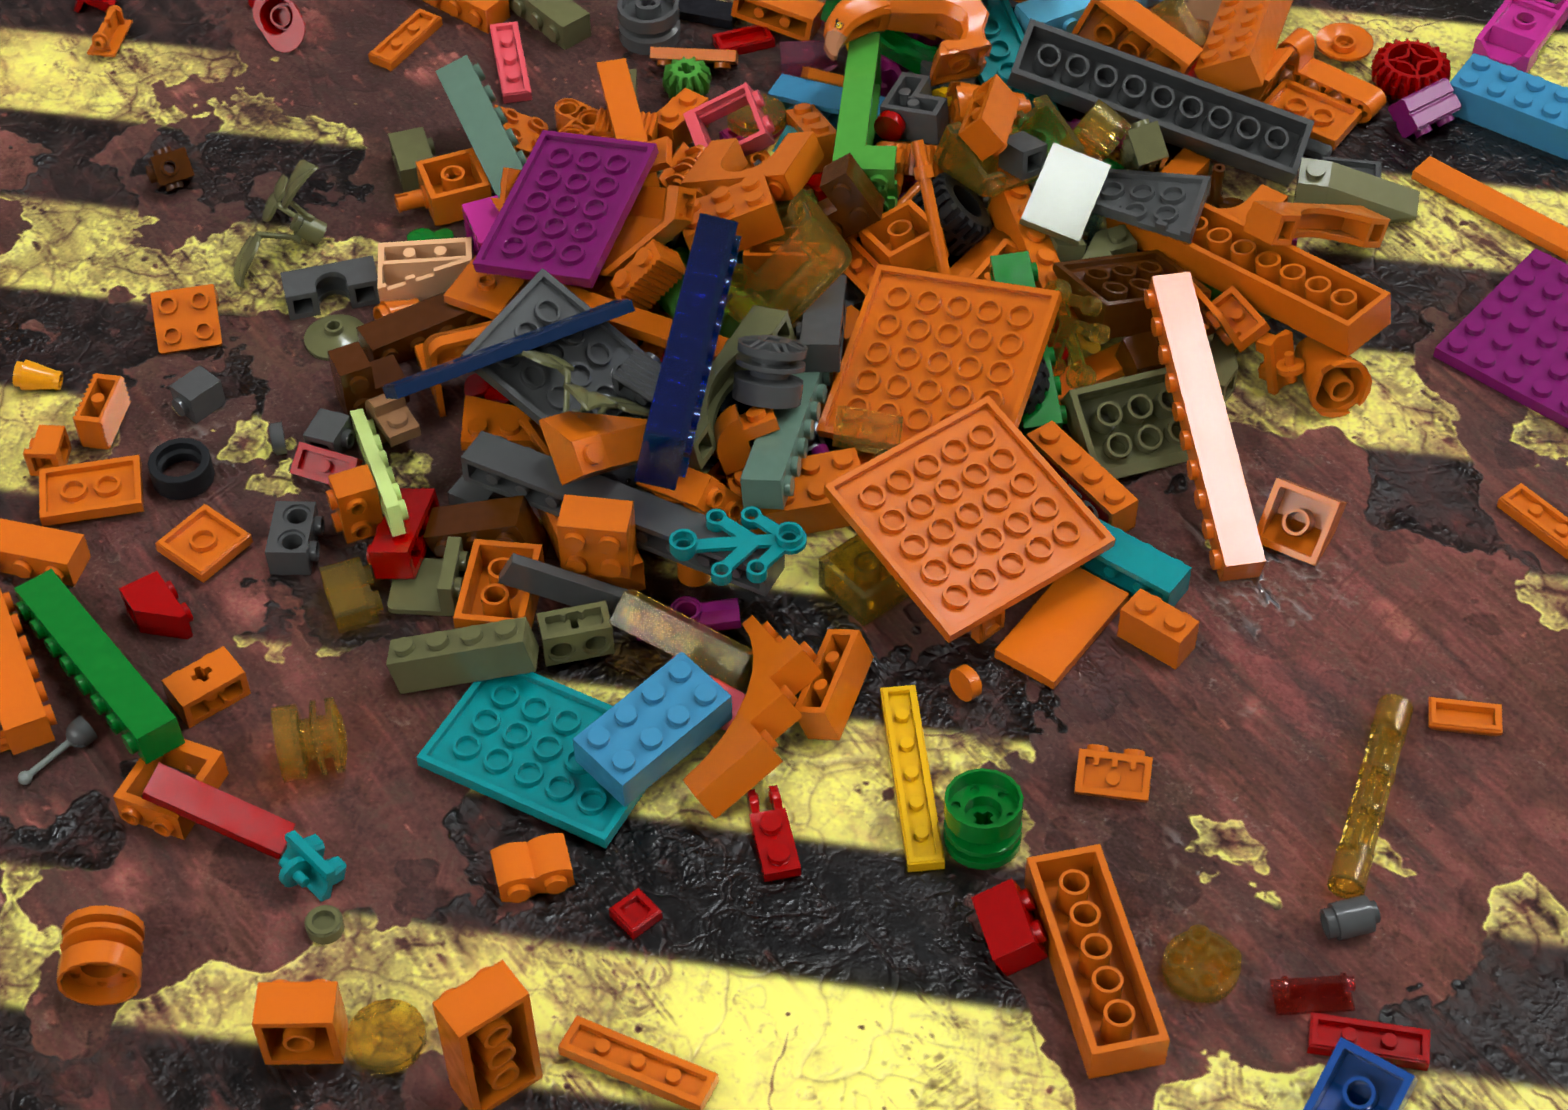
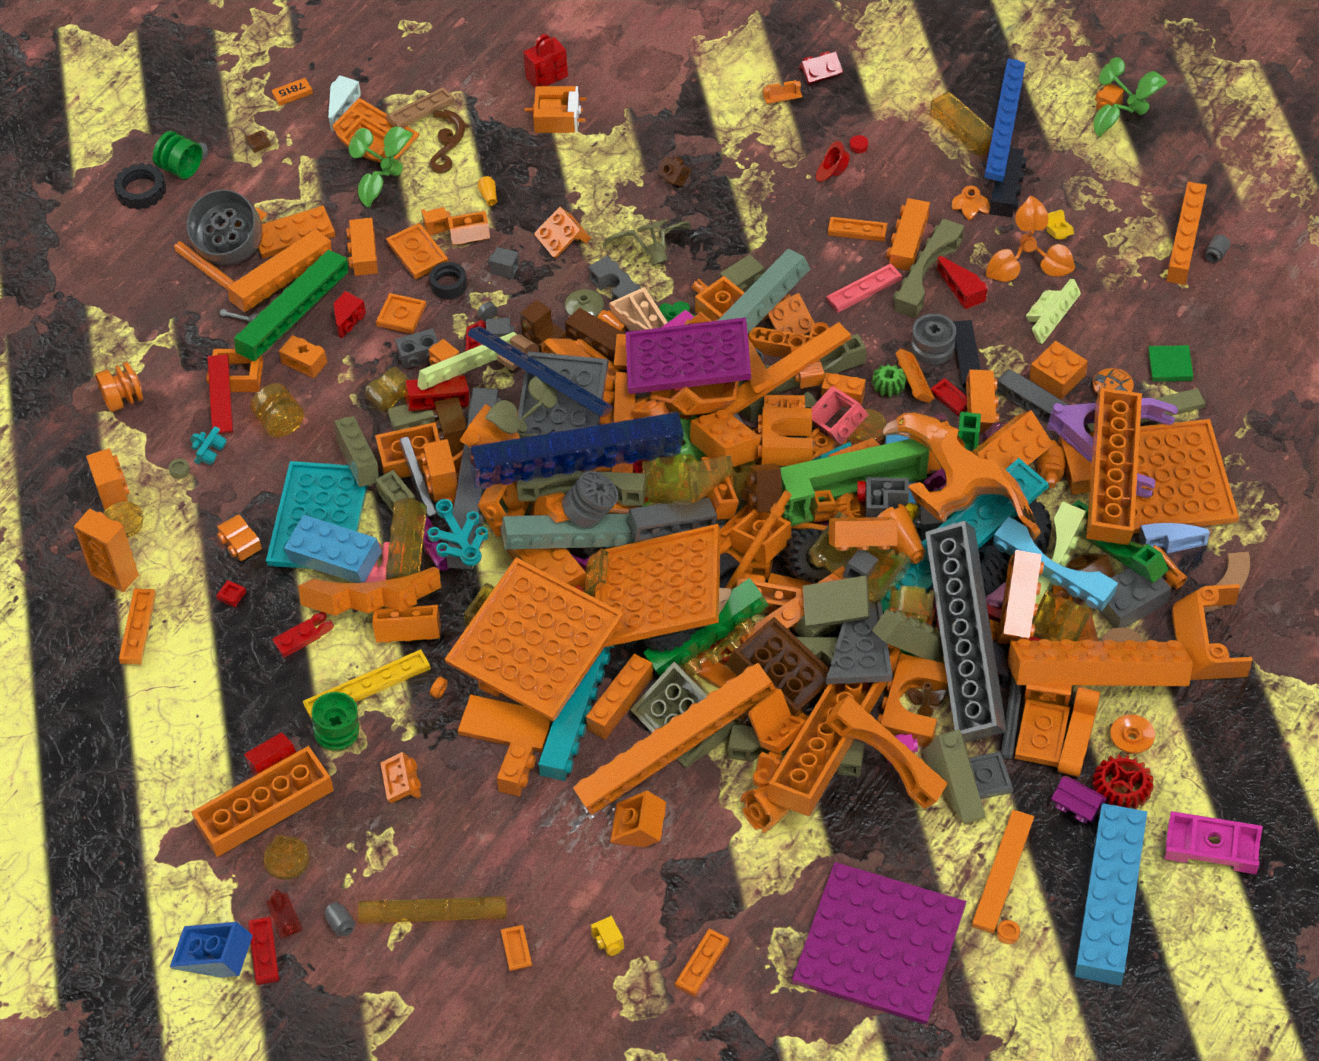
camera: 70 degrees right, 5 degrees up
(1483, 603) = (608, 936): none -> yellow brick

